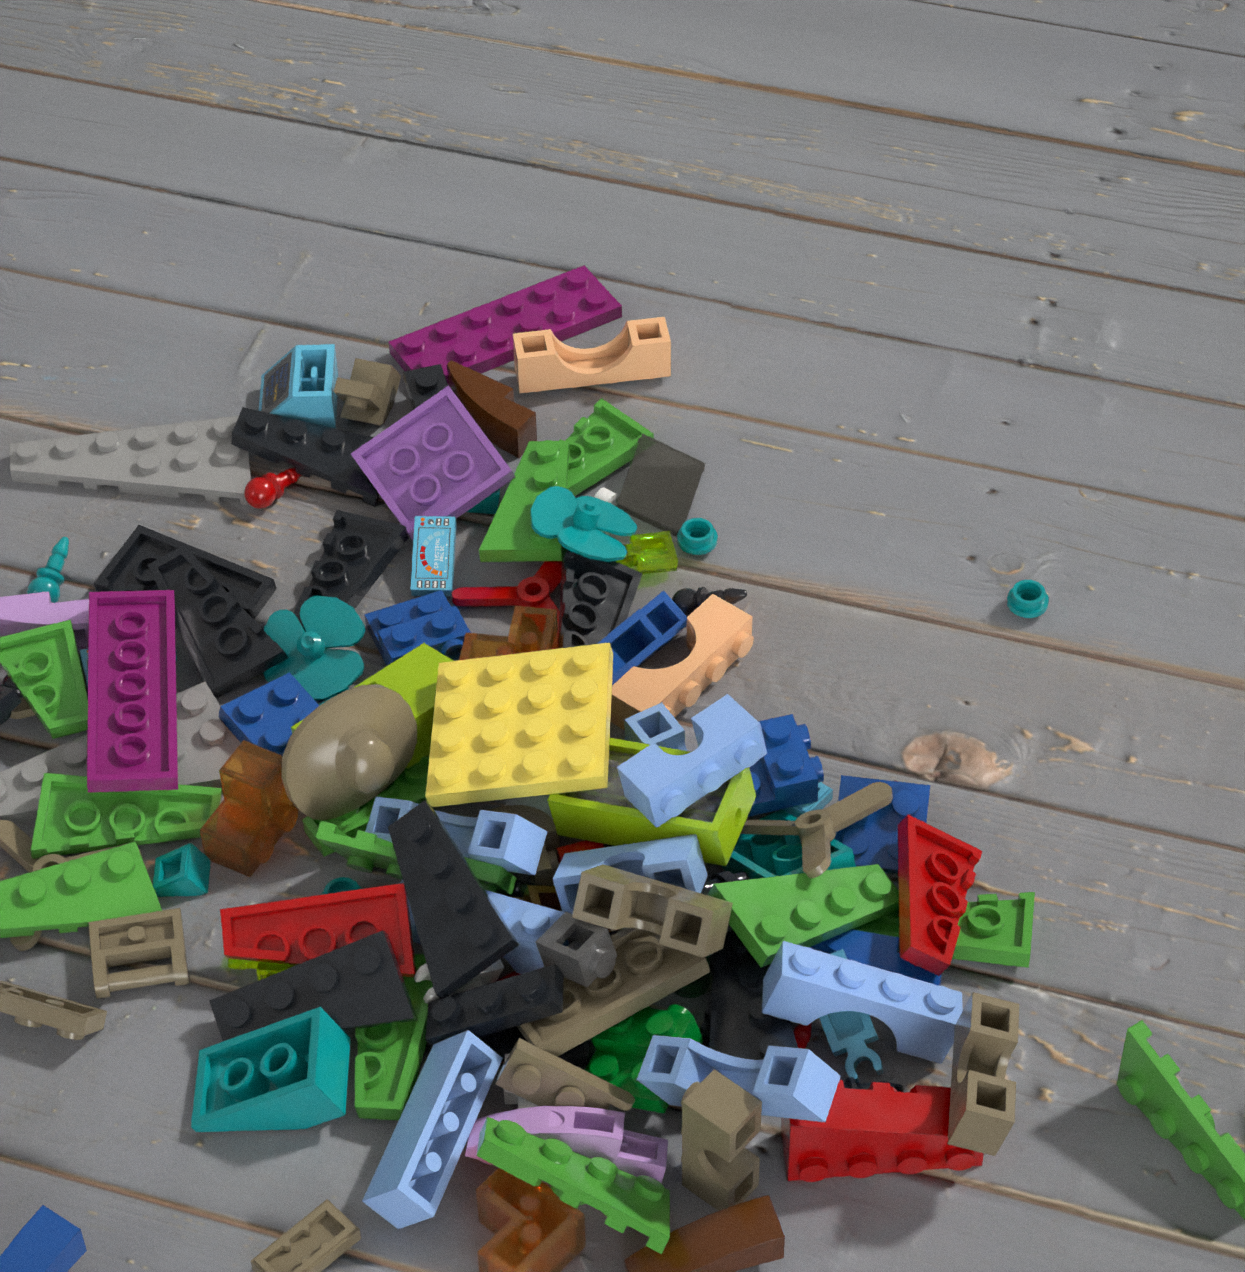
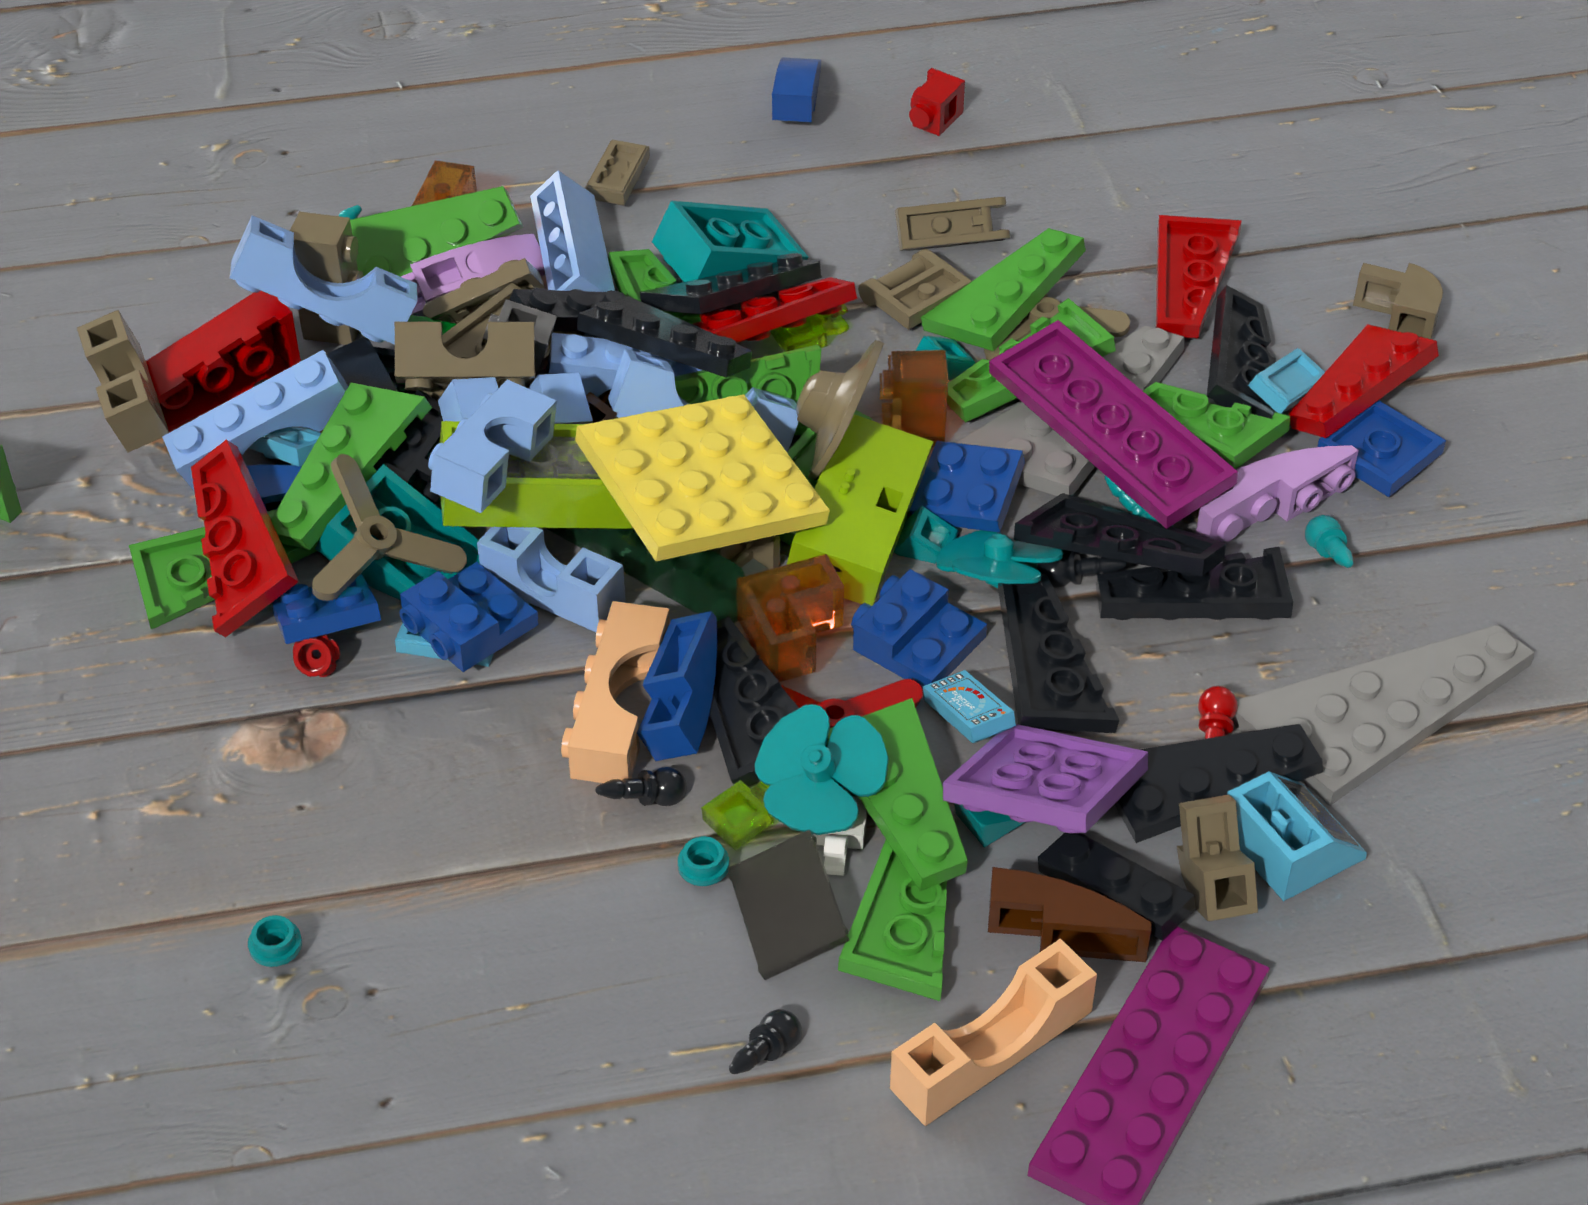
camera: 150 degrees right, 0 degrees up
(717, 429) = (774, 1035): none -> black bar

